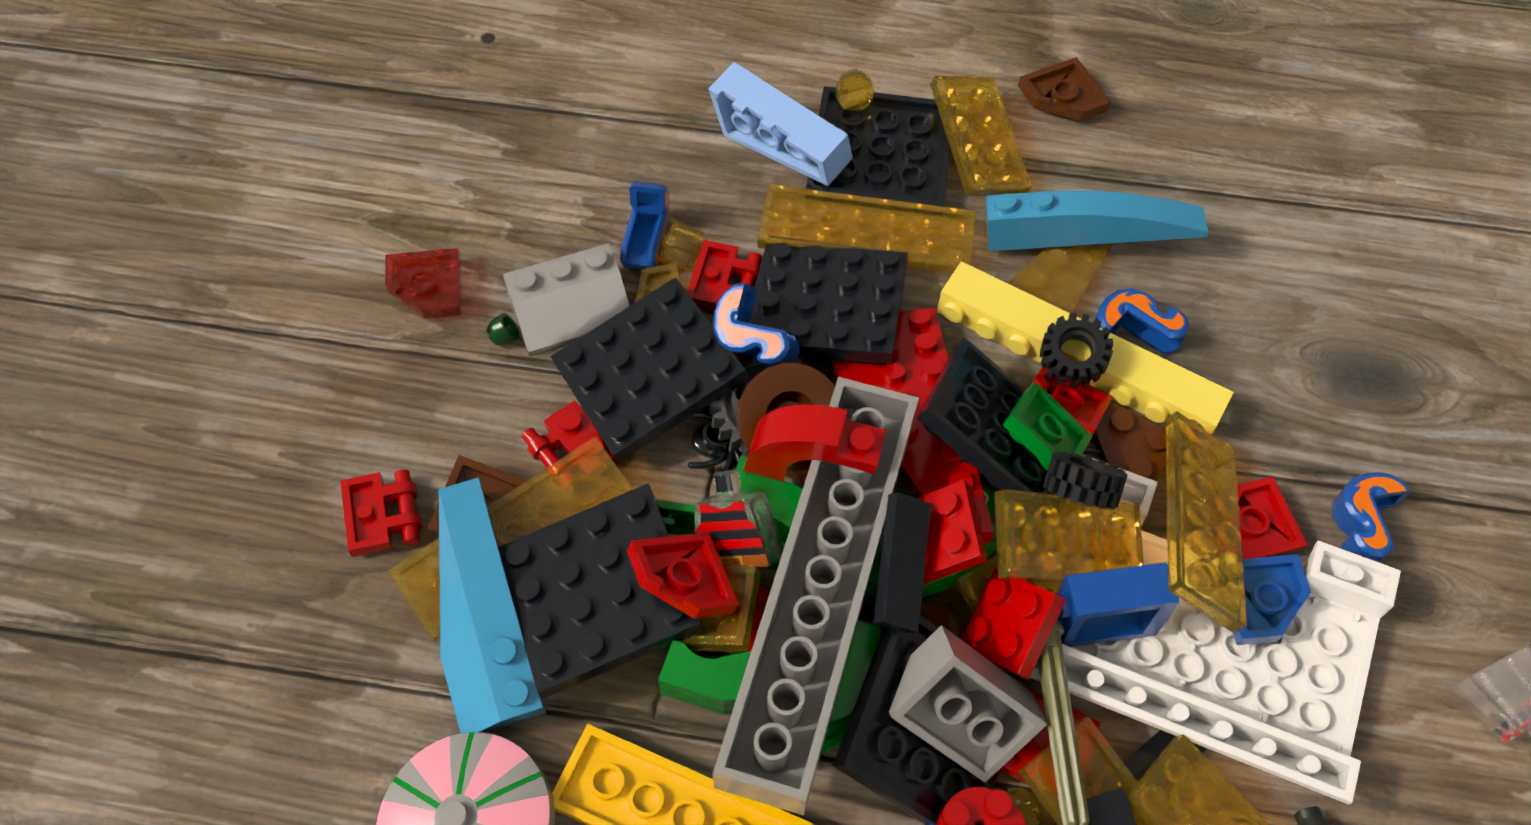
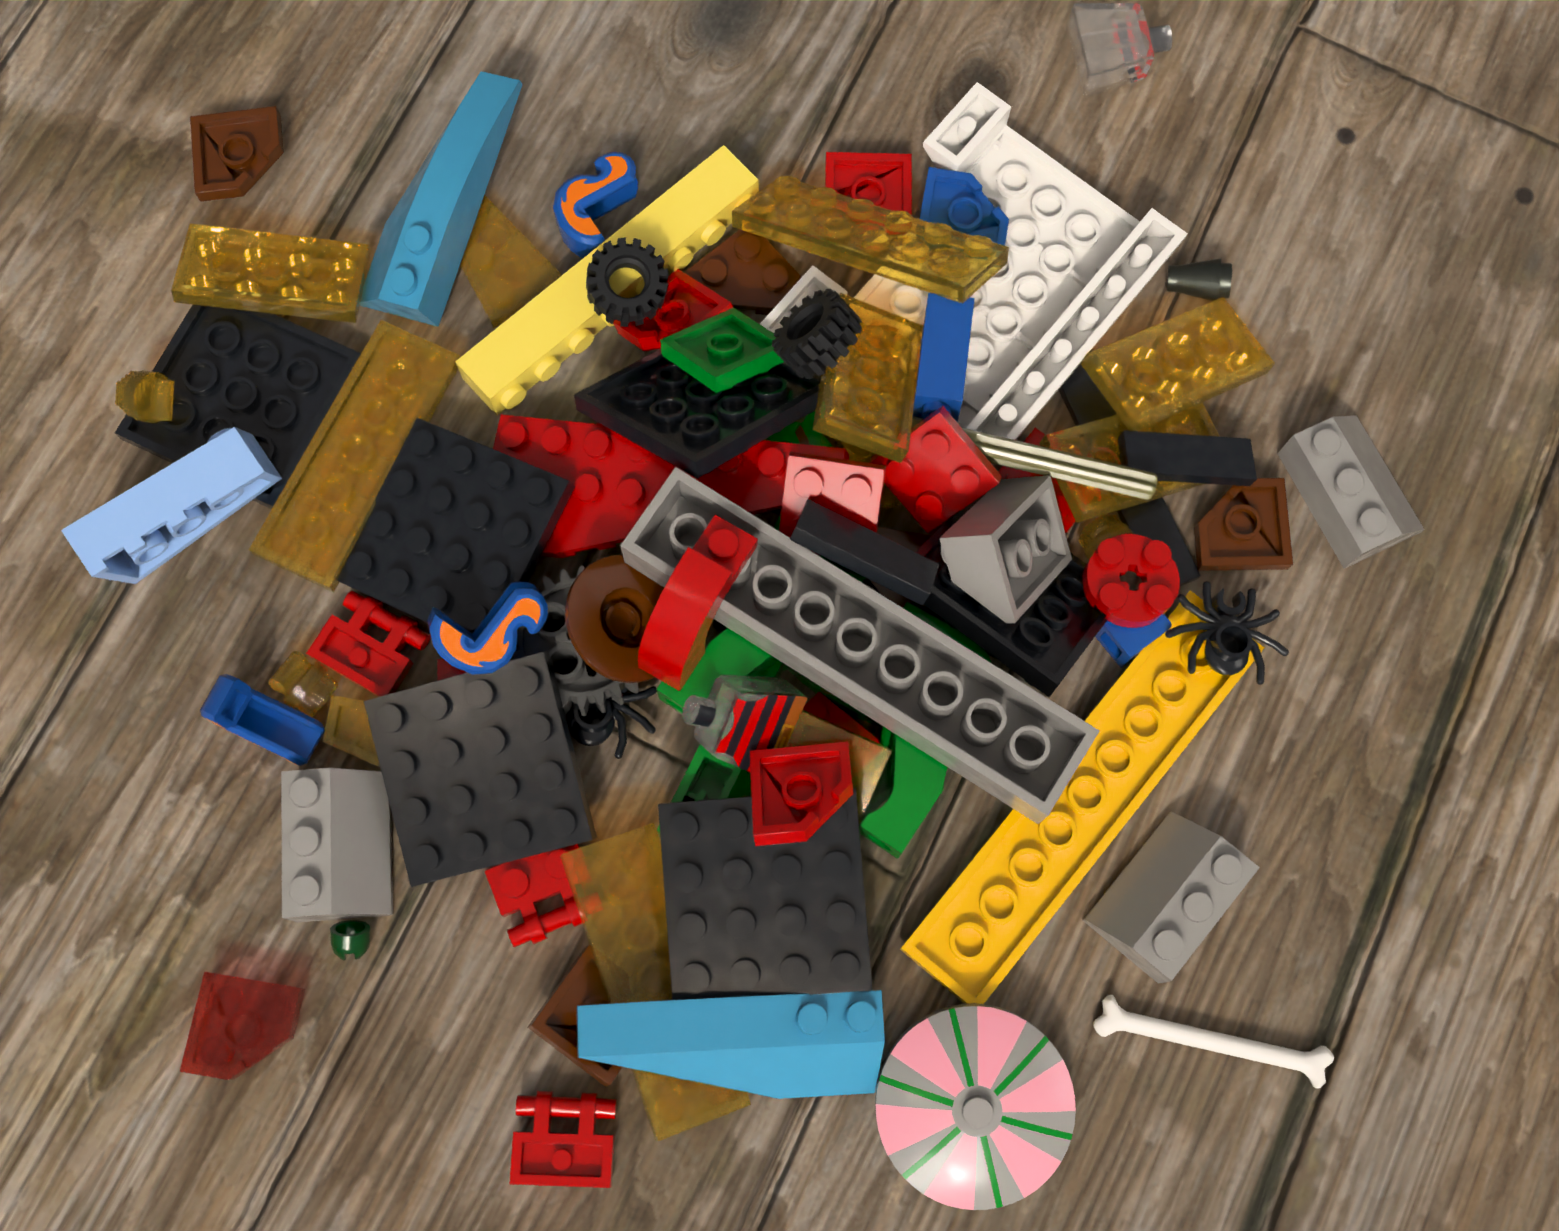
camera: 75 degrees left, 15 degrees up
(1359, 513) = (895, 91): blue animal -> none

